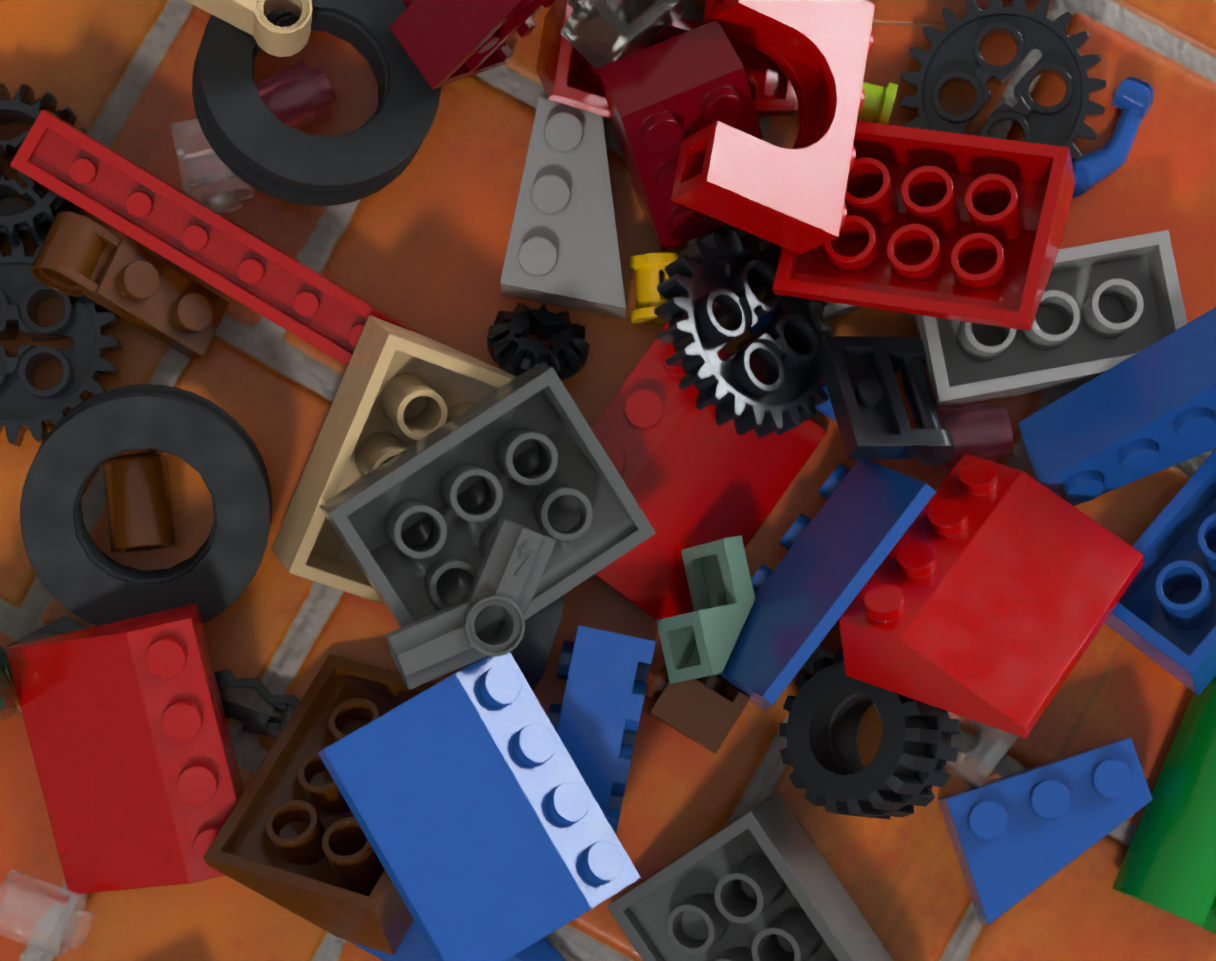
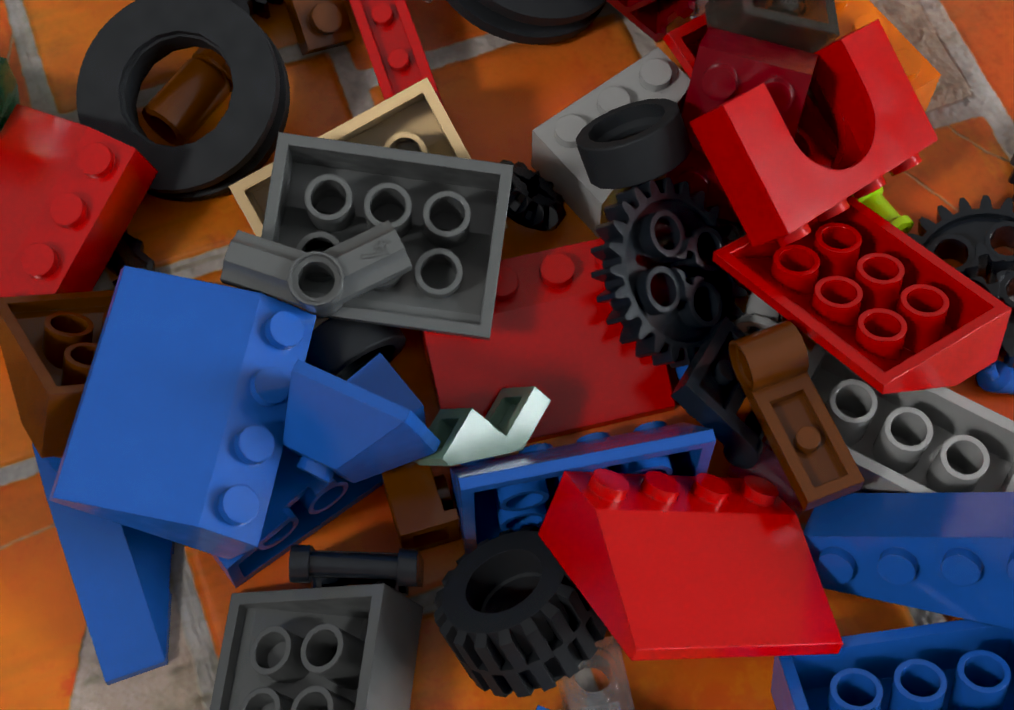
camera: 40 degrees right, 20 degrees down
(627, 719) = (348, 428): none -> blue slope
(654, 264) = (634, 143): none -> black tyre
(704, 806) = (356, 568): none -> black plate
(959, 391) = (792, 414): none -> reddish brown plate

